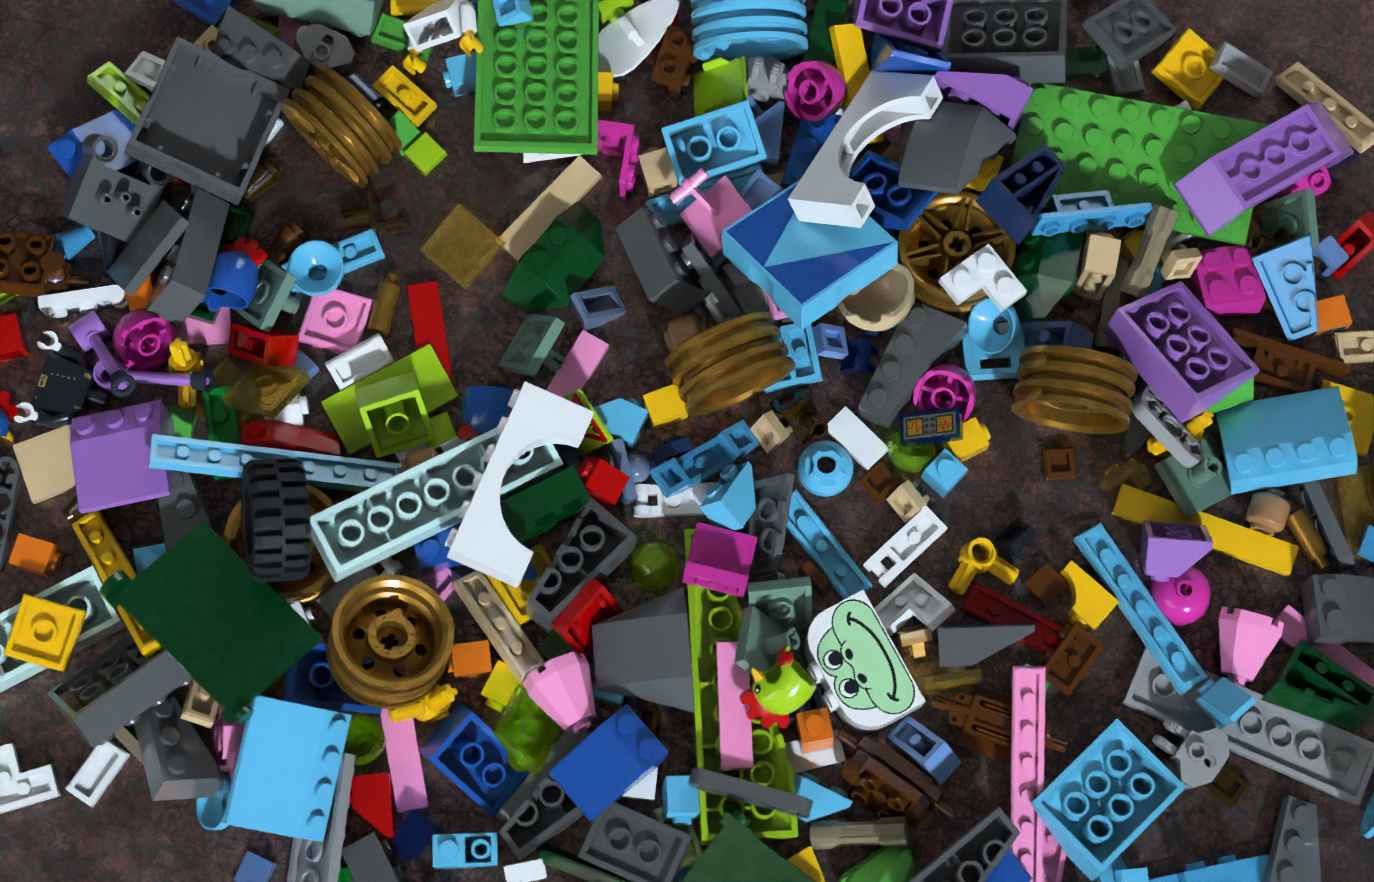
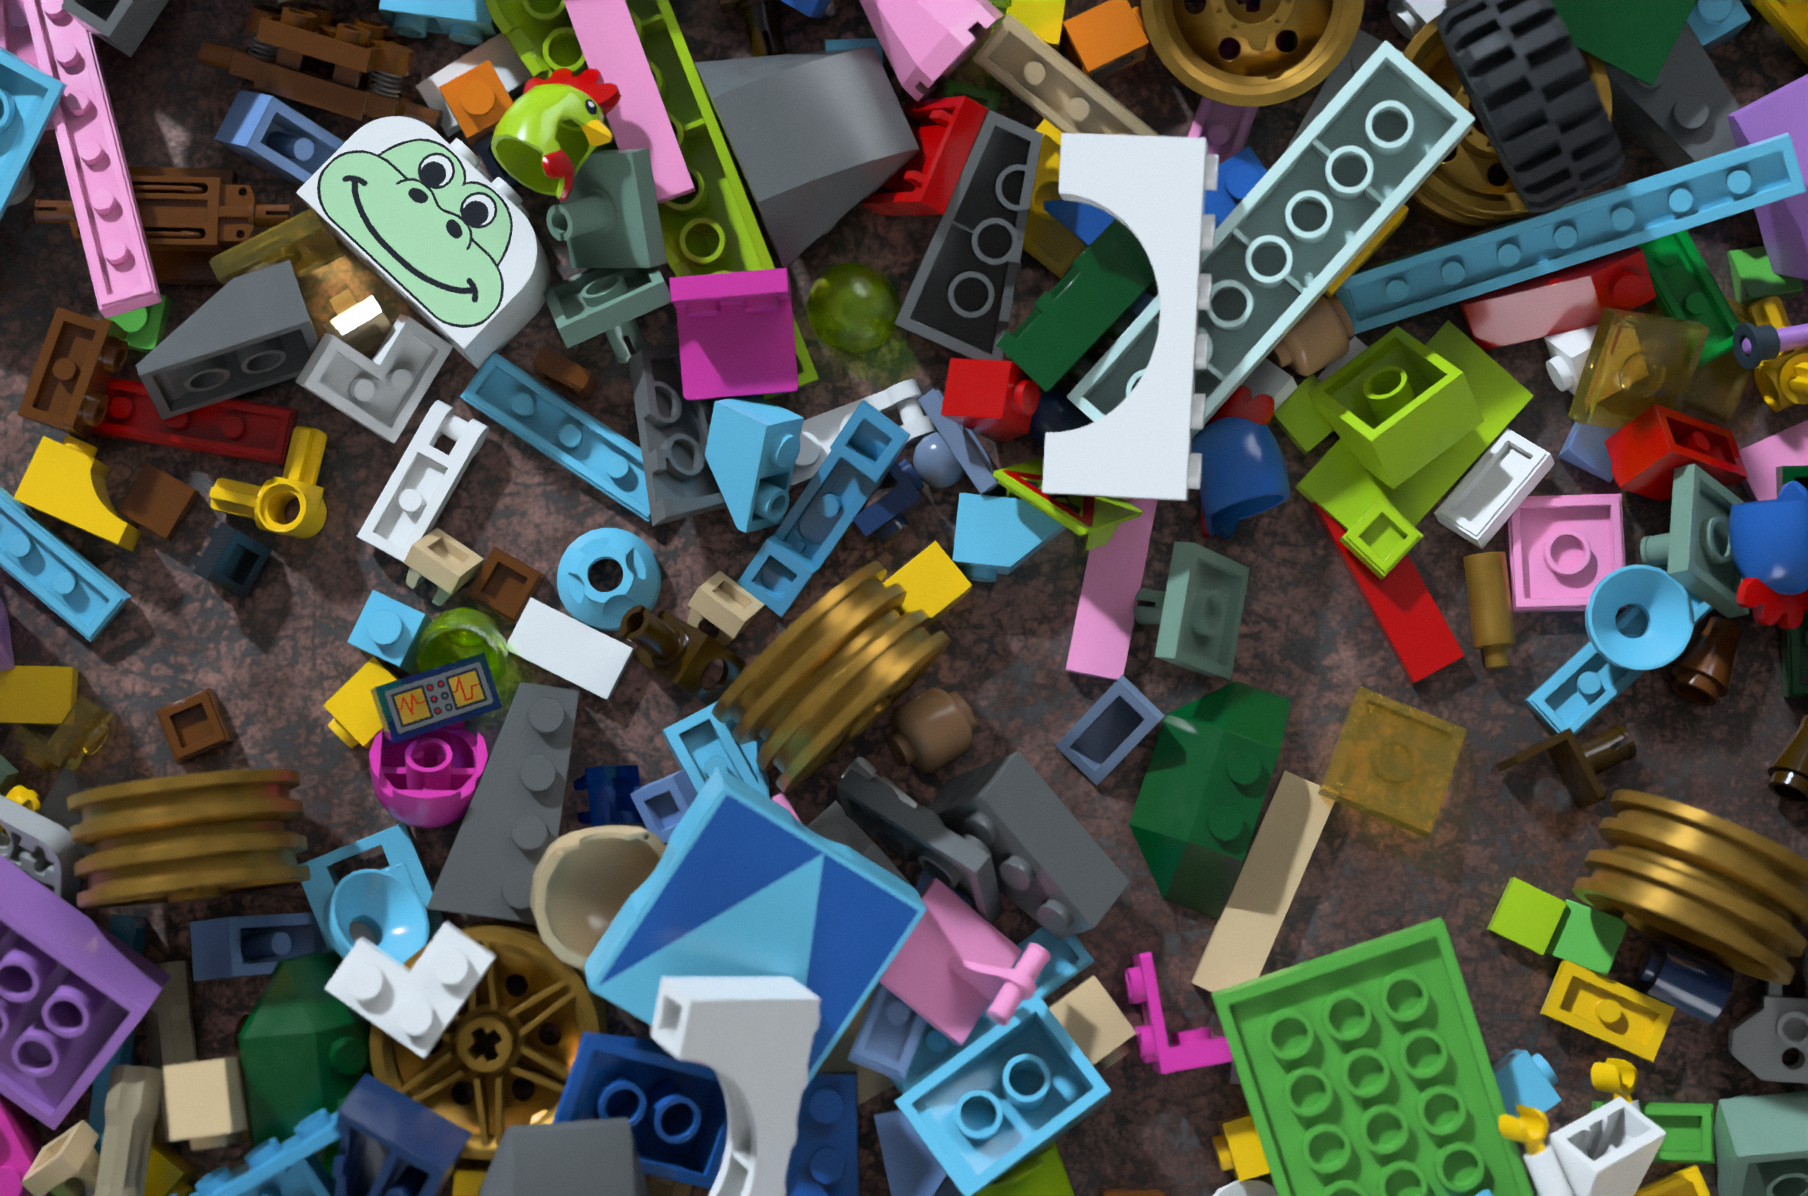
camera: 165 degrees right, 5 degrees up
(427, 353) = (1381, 538): none -> lime tile

